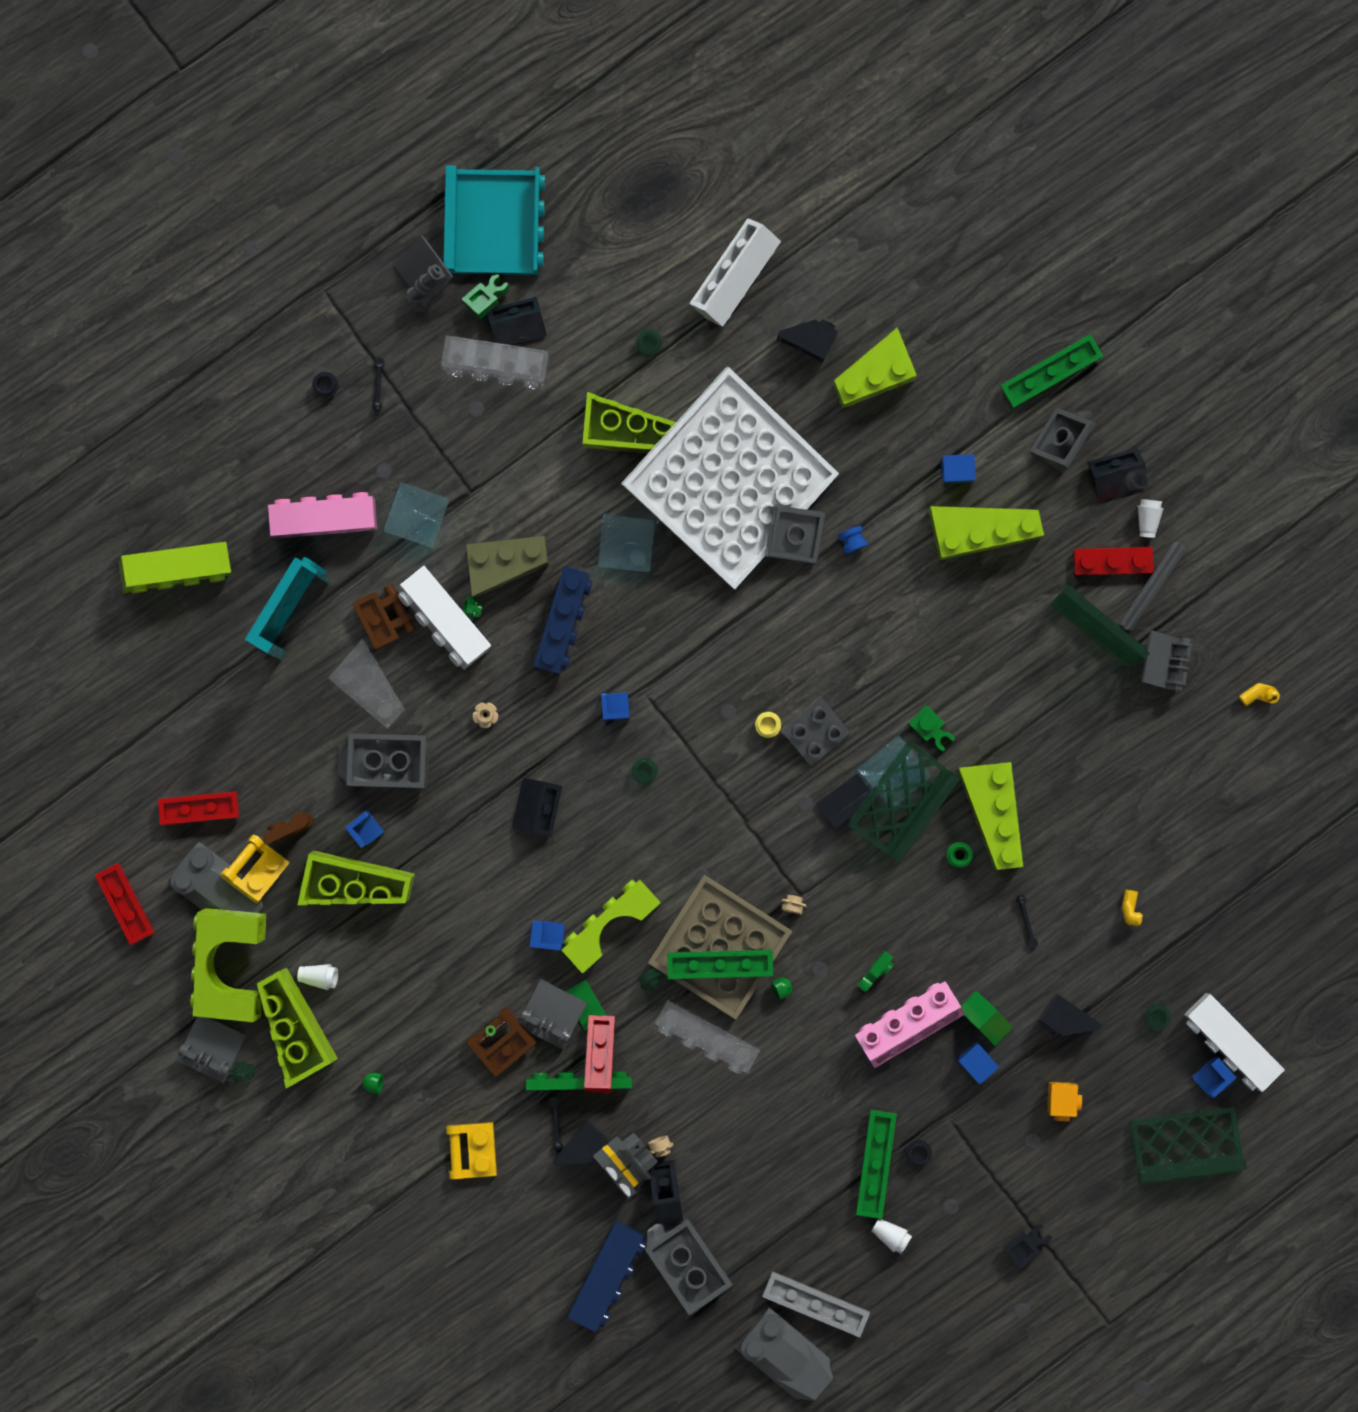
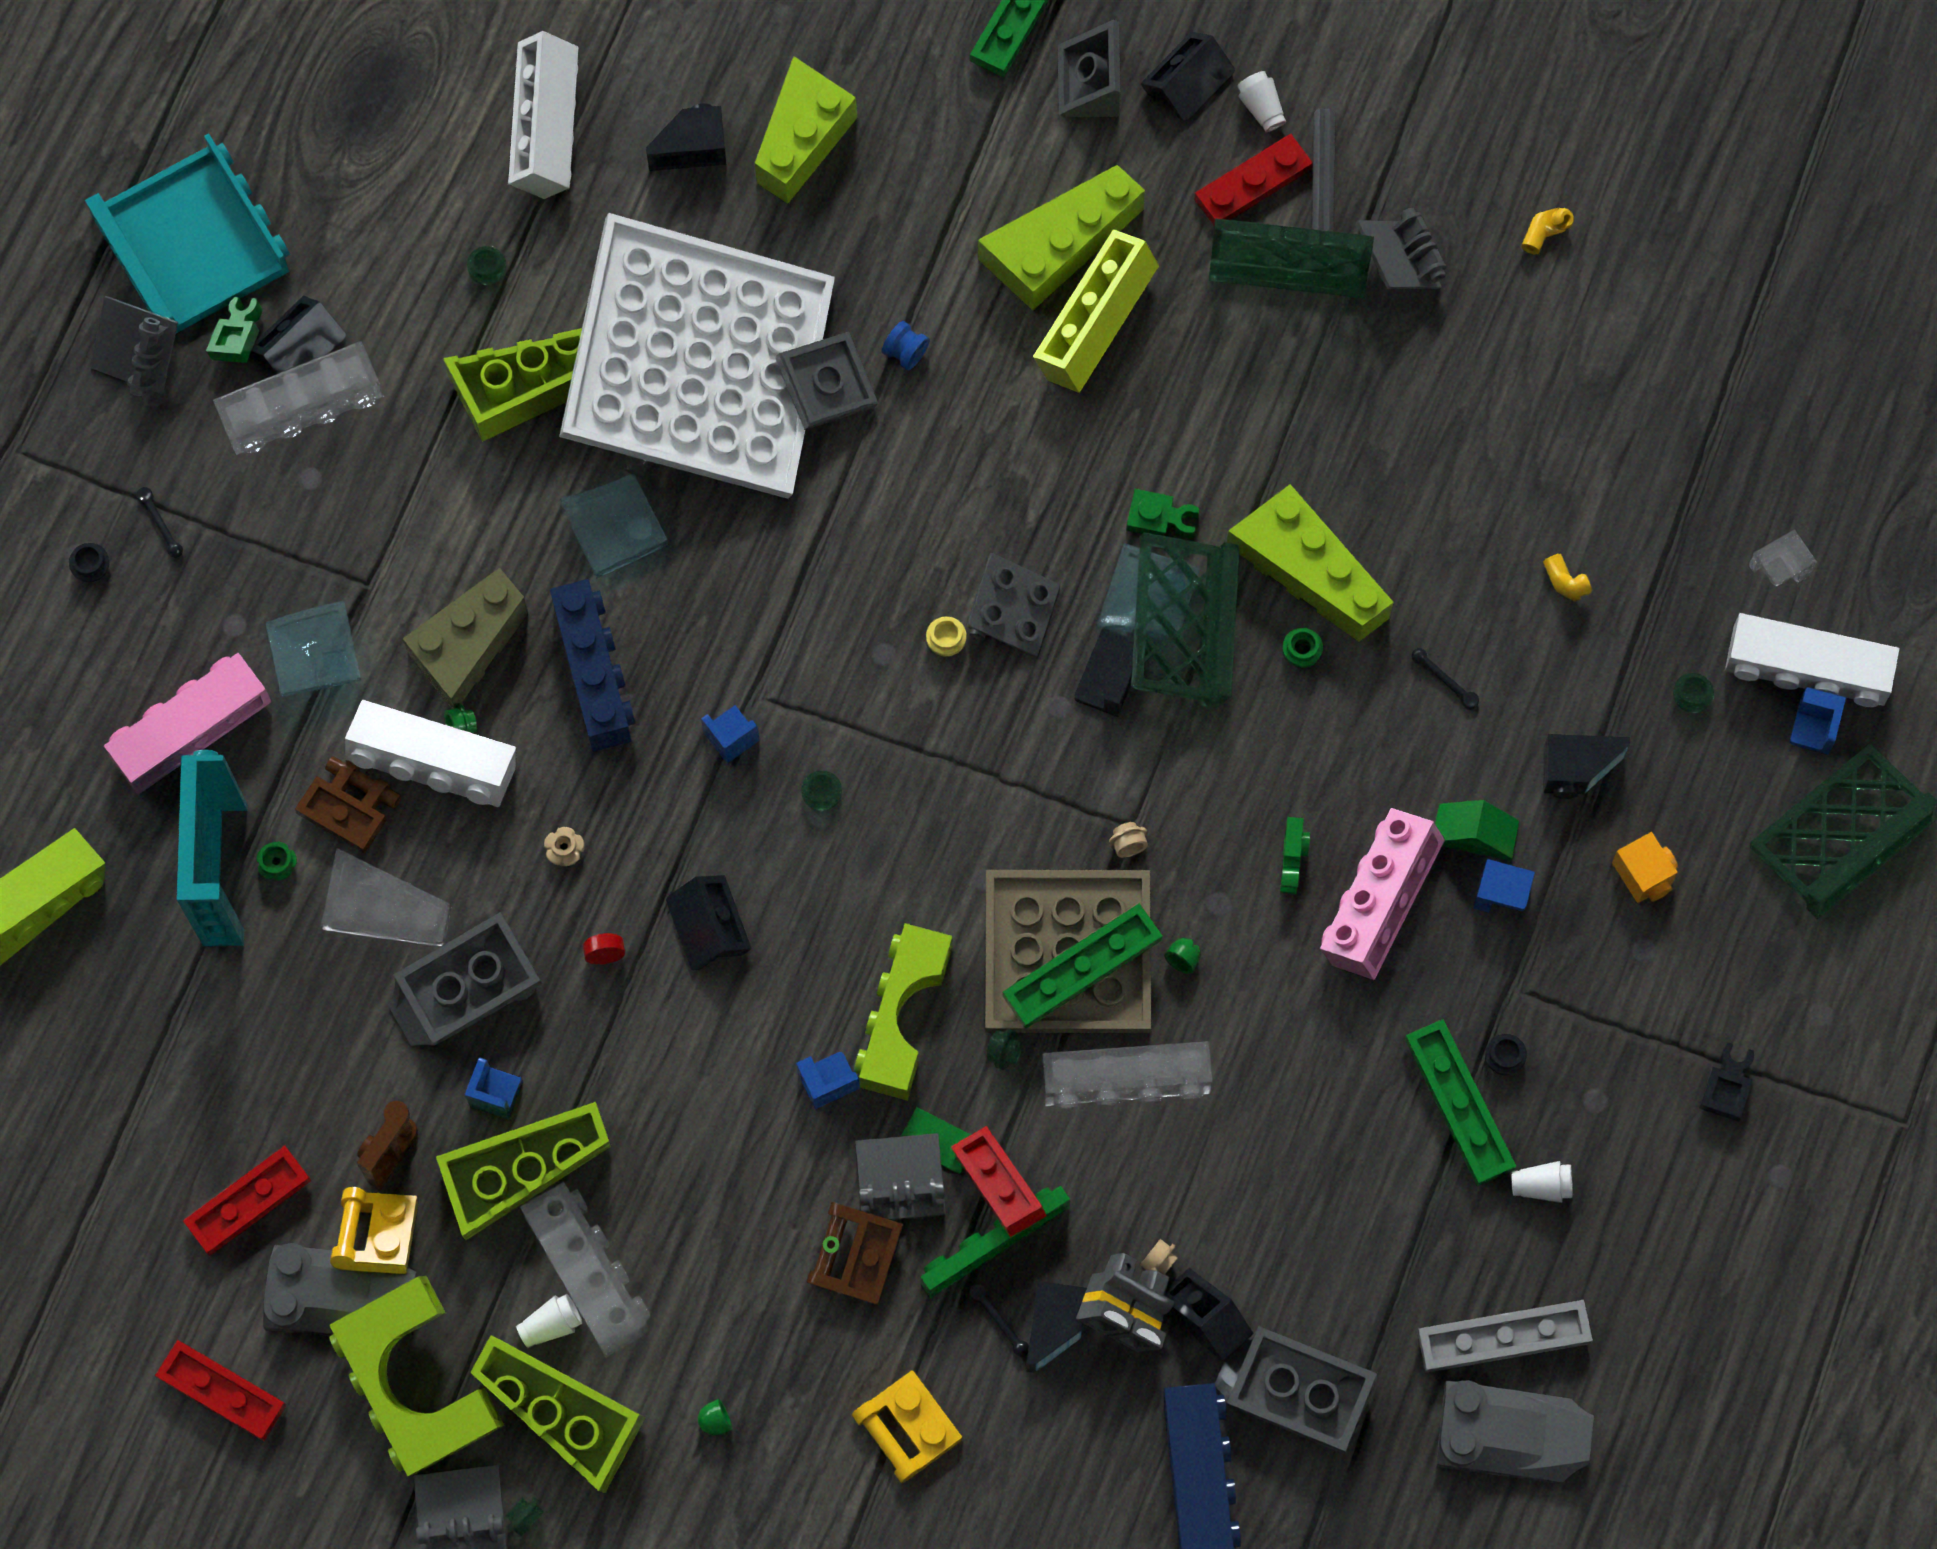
camera: 35 degrees left, 15 degrees down
(329, 618) = (272, 851): none -> green plate
(354, 960) = (585, 1269): none -> clear brick
(471, 787) = (604, 948): none -> red tile
(958, 469) = (983, 184): blue panel -> none
(971, 588) = (1096, 311): none -> neon yellow brick
(1258, 976) = (1784, 559): none -> clear panel

